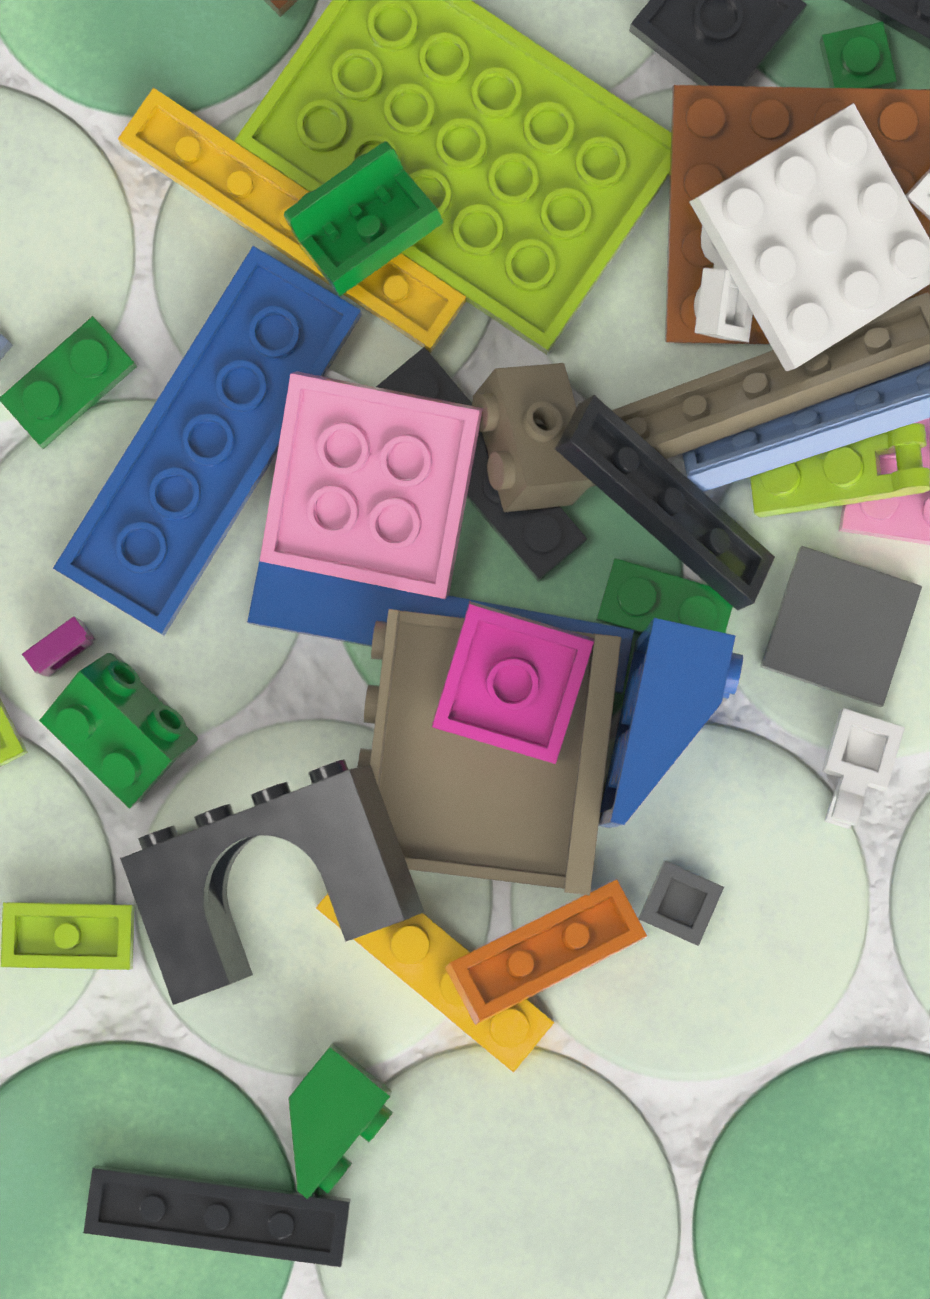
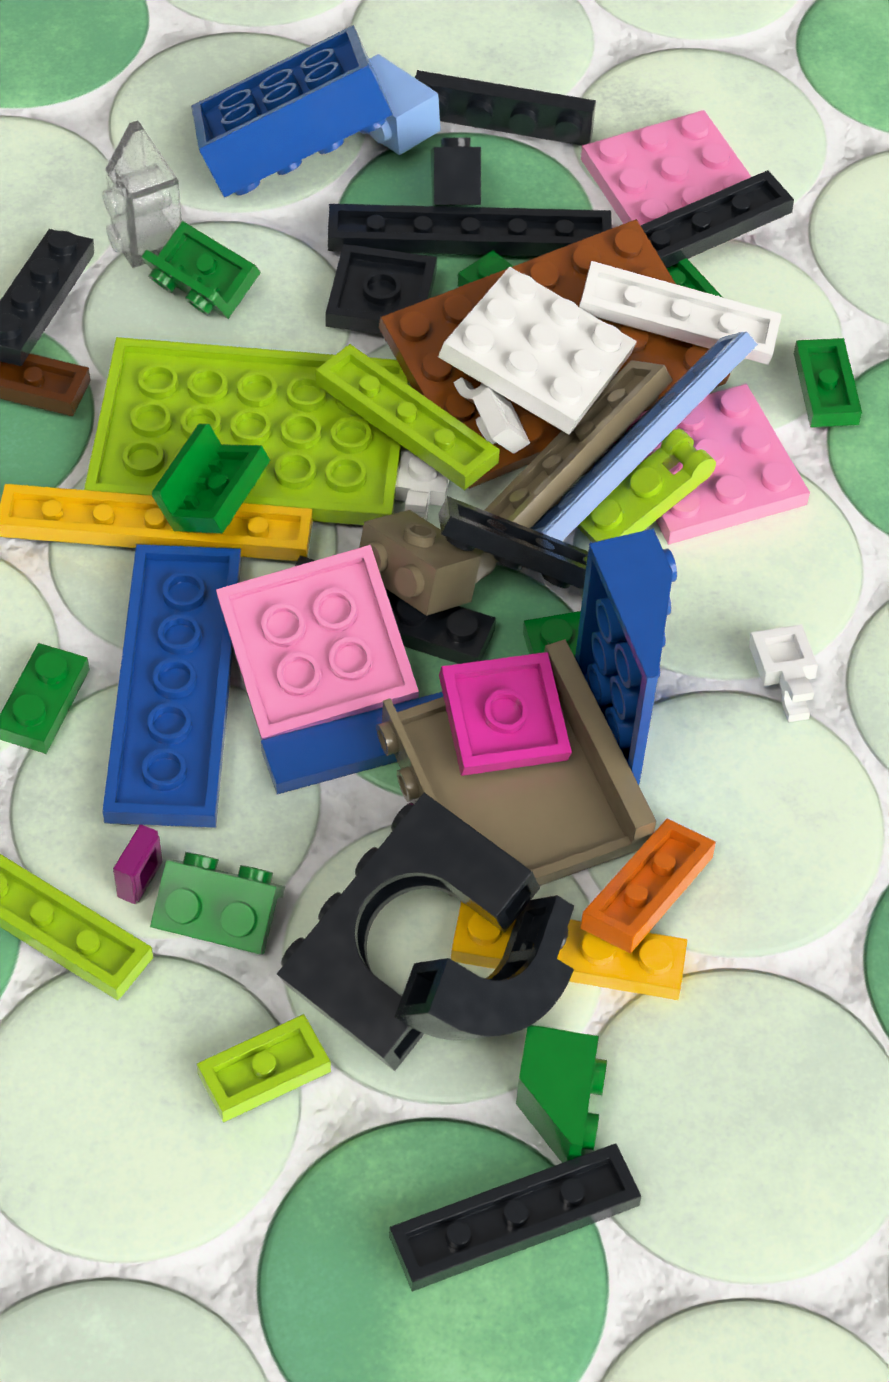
camera: 30 degrees left, 30 degrees down
(319, 1009) = (459, 1005): none -> black arch
(613, 313) = (419, 484): none -> white plate
(629, 234) = (407, 416): none -> lime plate
(681, 903) = (725, 812): dark grey plate -> none
(841, 626) = (717, 596): dark grey tile -> none

